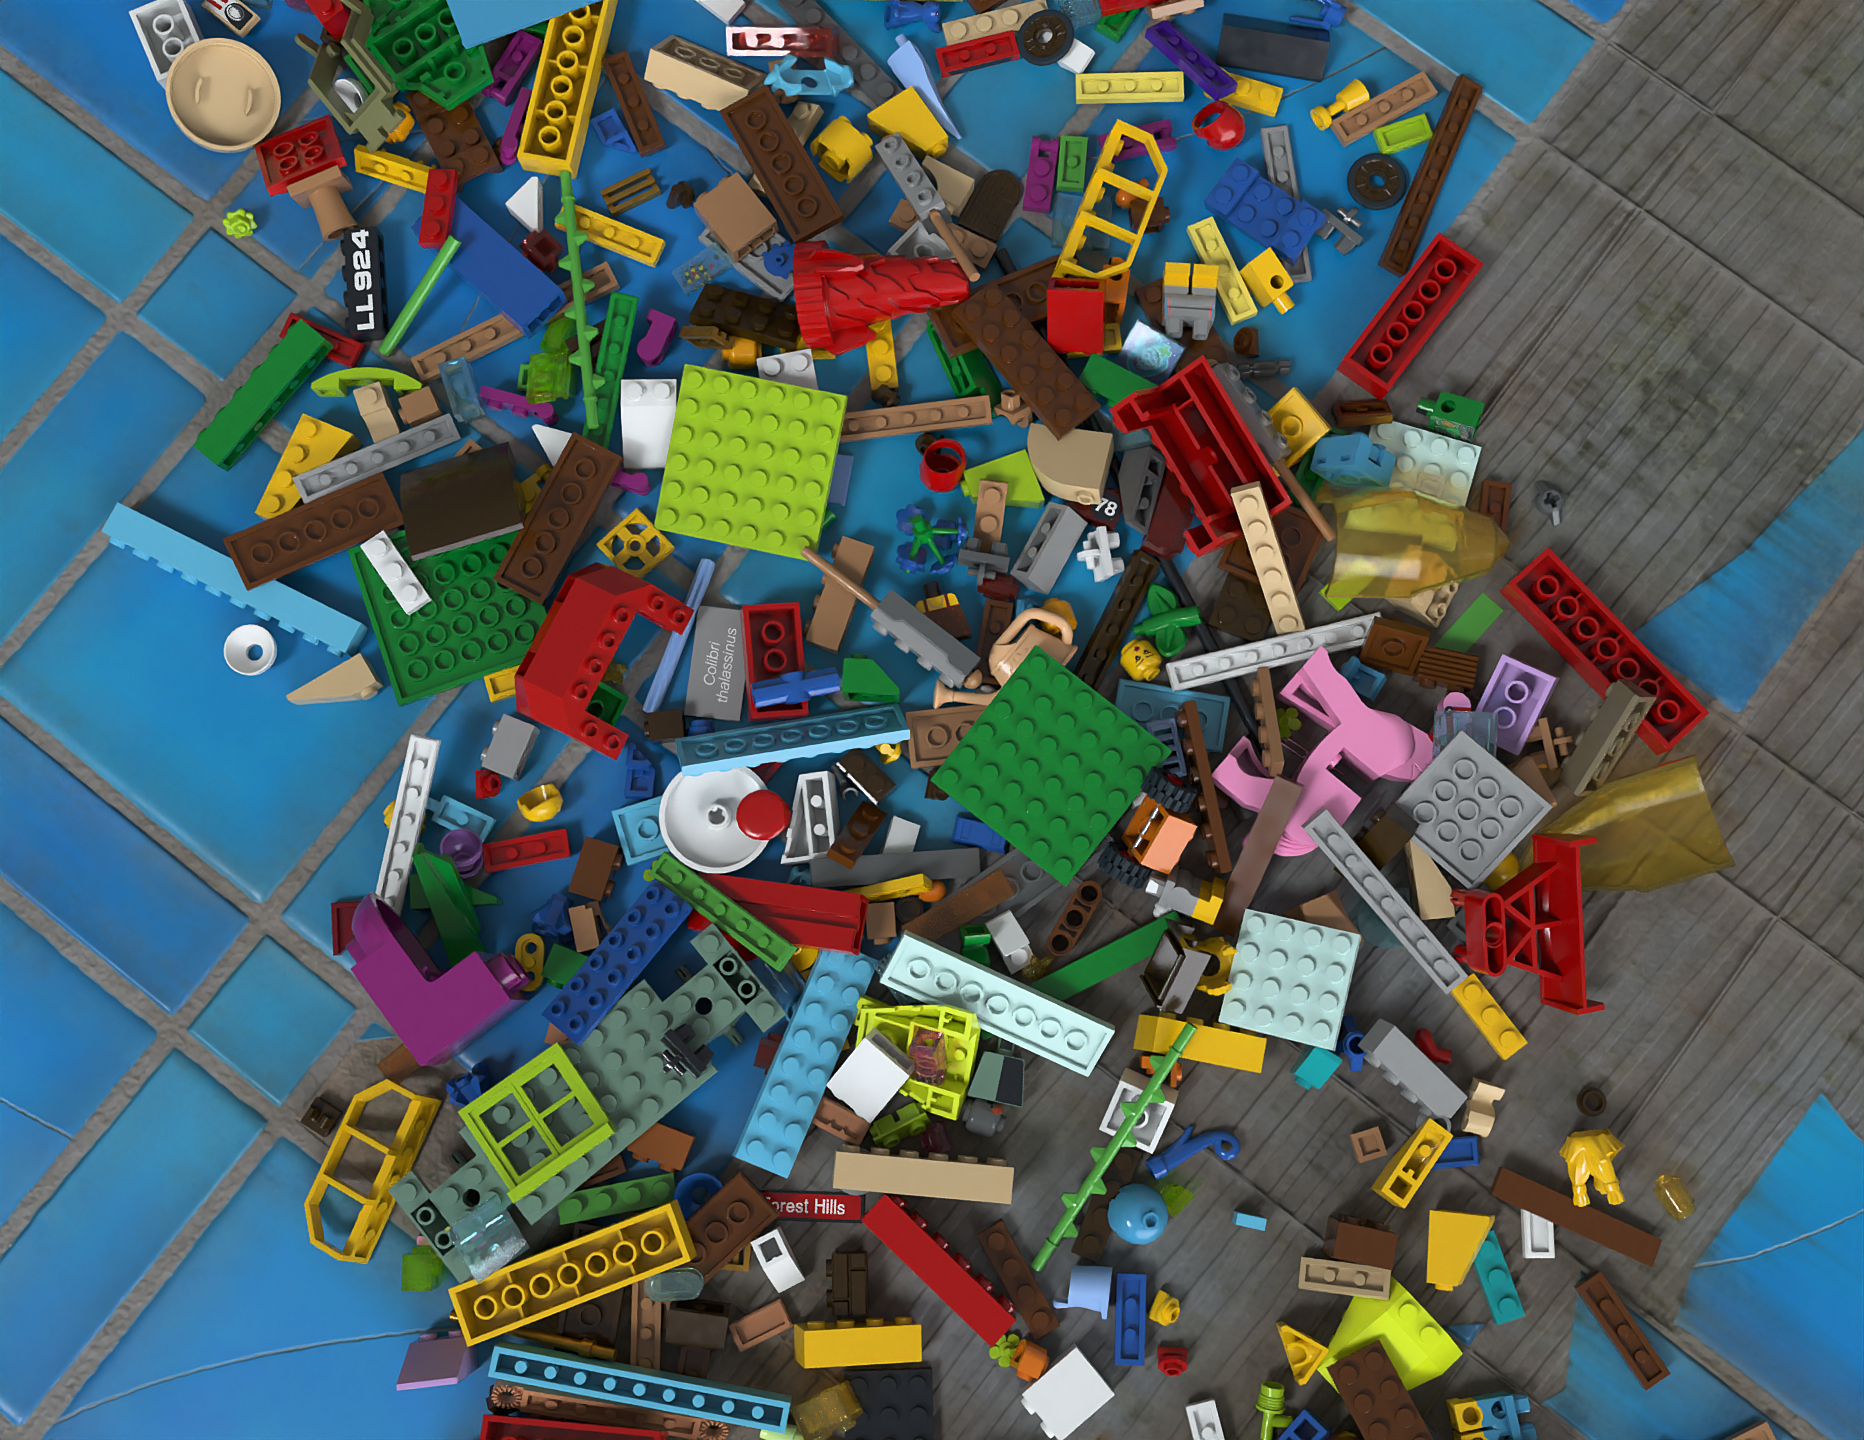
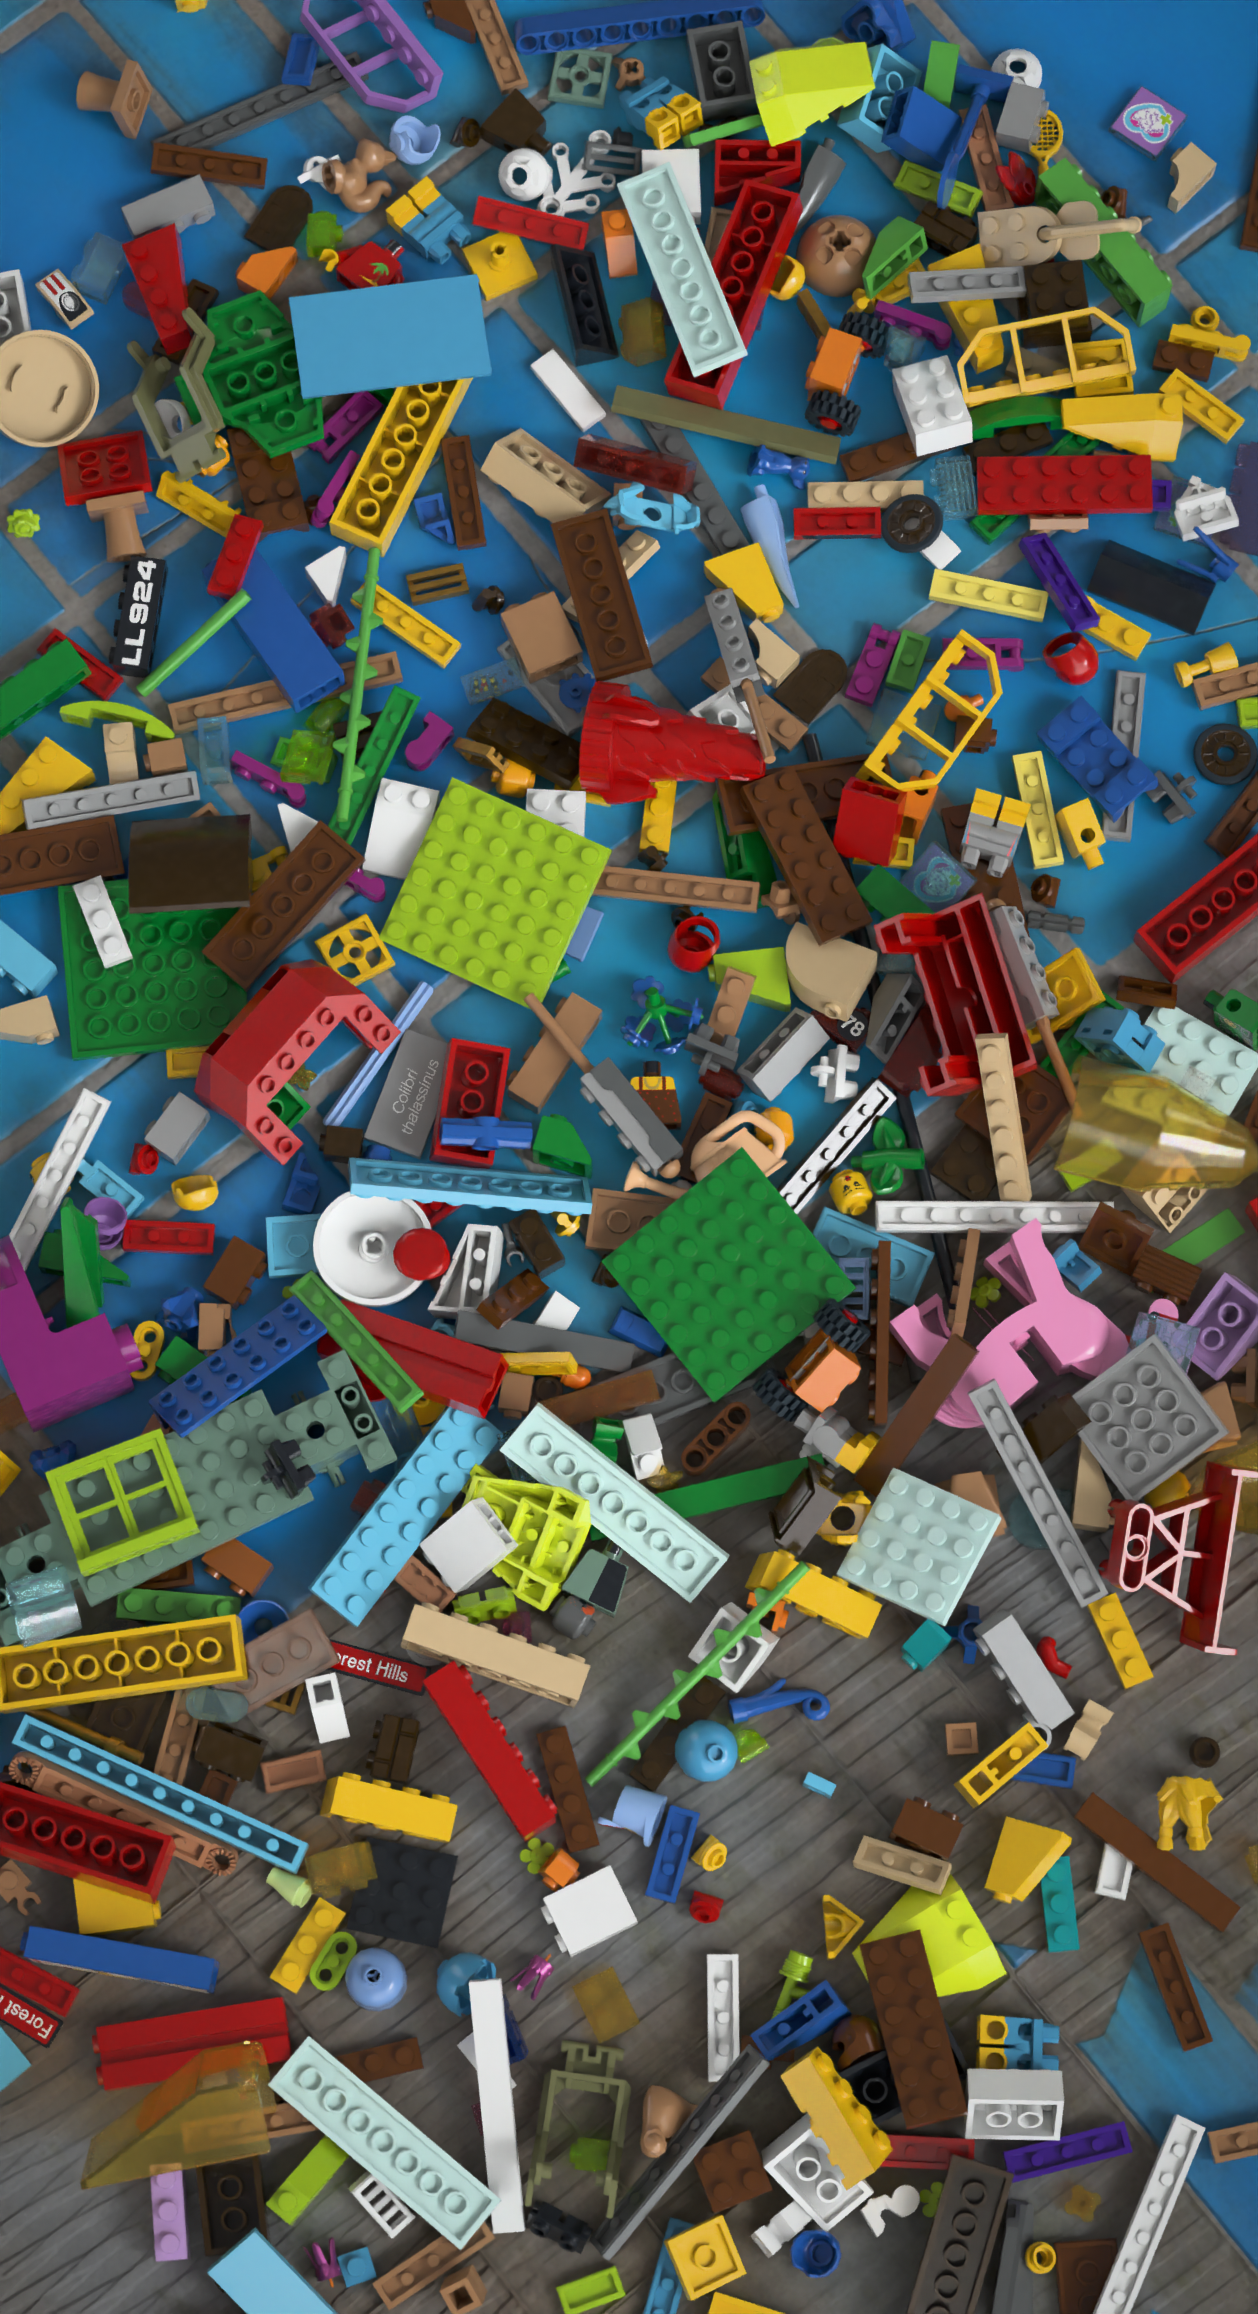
camera: 10 degrees right, 5 degrees down
(842, 150) = (669, 592): yellow brick -> none
(929, 1061) = (531, 1538): leg -> none

